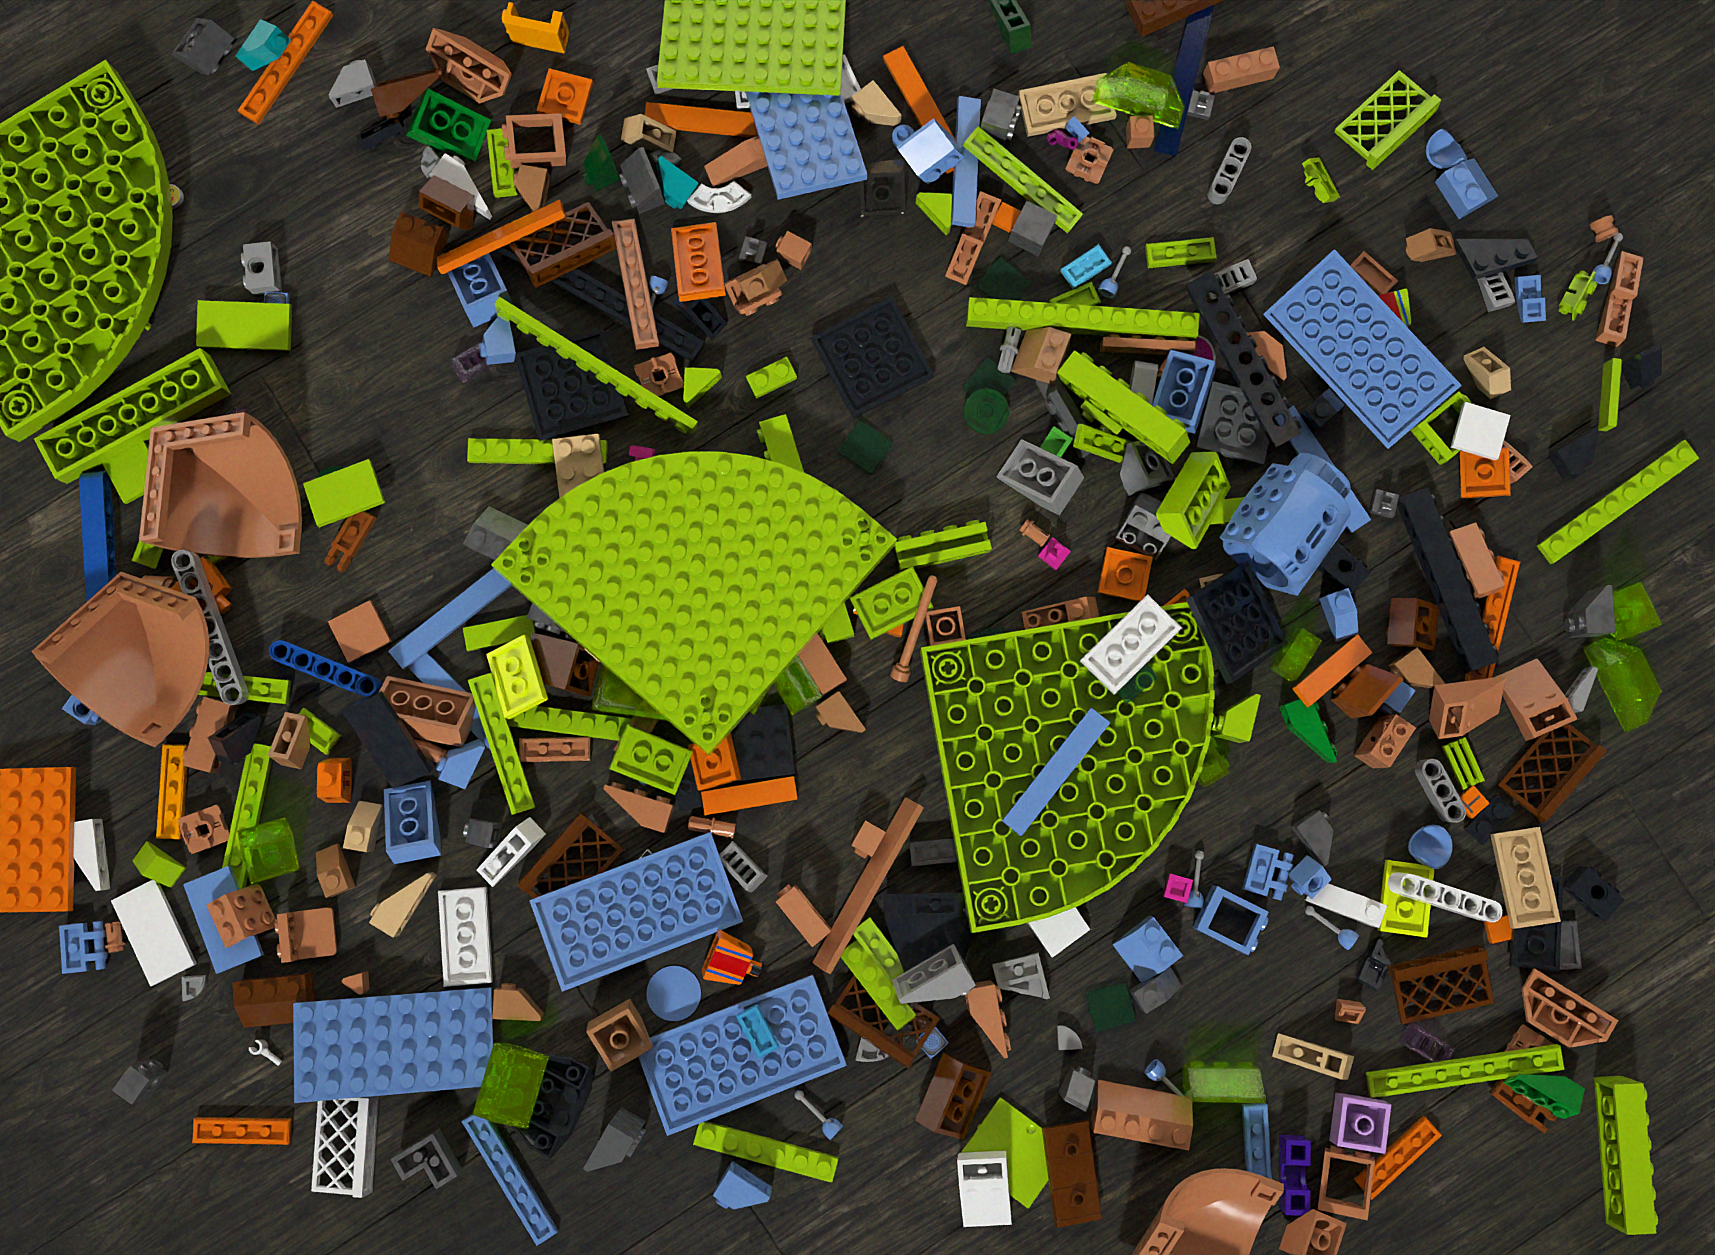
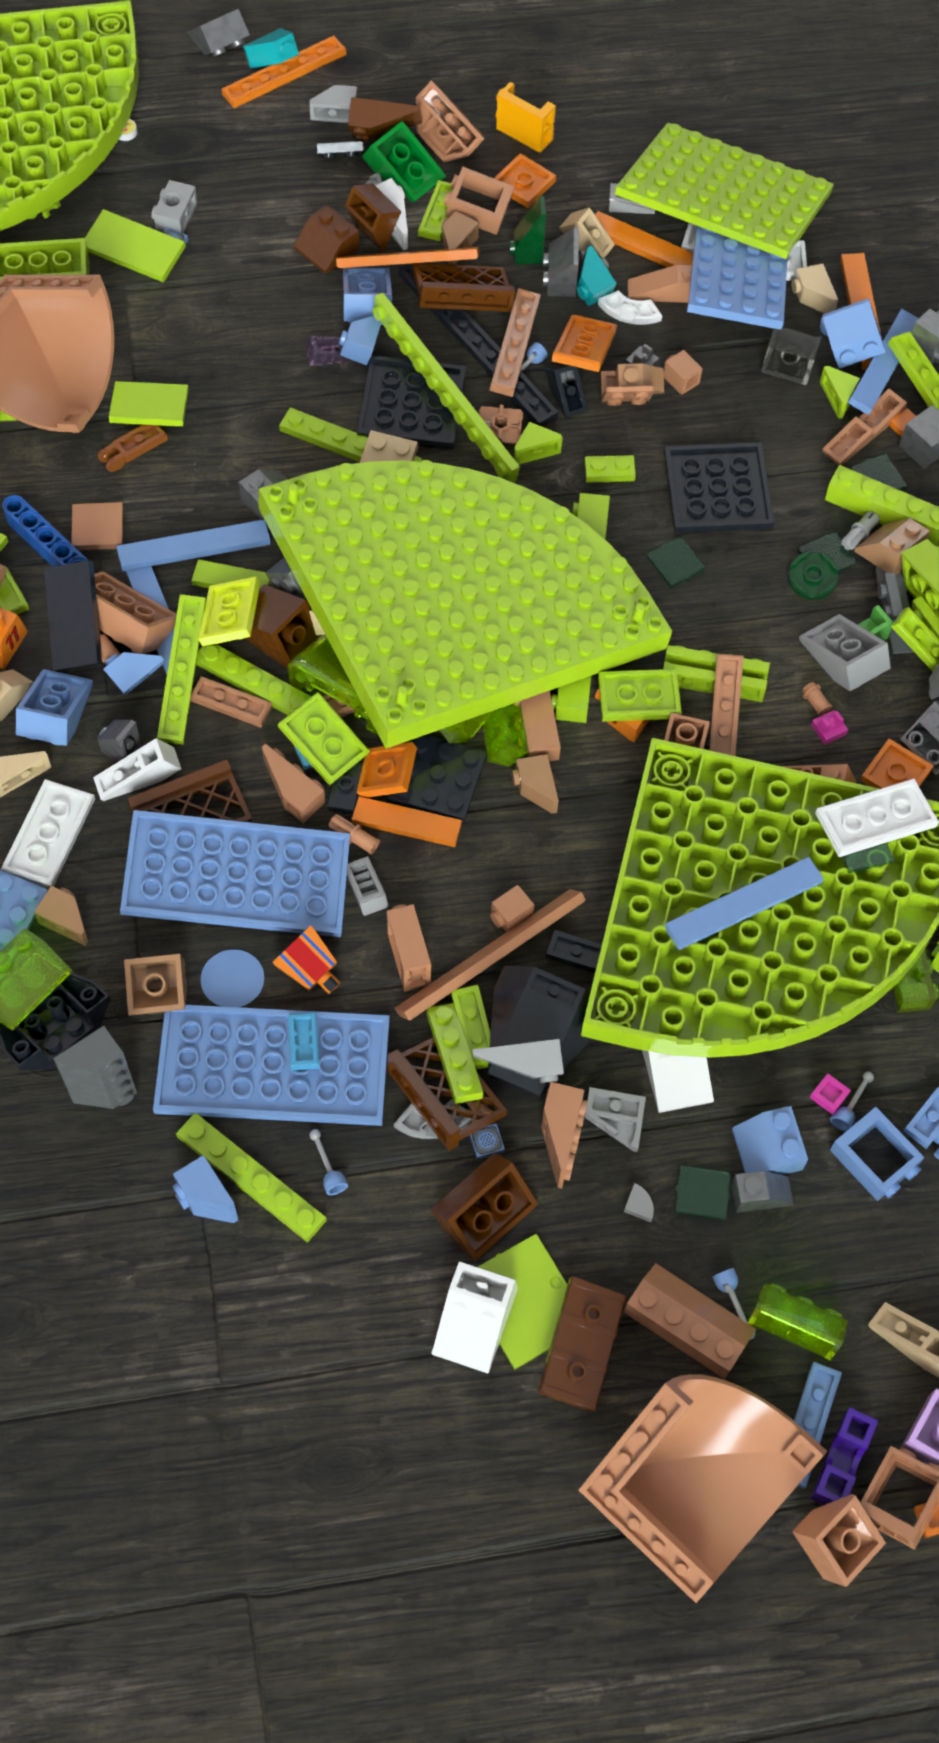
camera: 25 degrees right, 20 degrees down
(901, 670) = (622, 765): nougat piece -> none
(965, 578) = (726, 704): none -> nougat tile
(1077, 1087) = (628, 1253): flat silver slope -> none

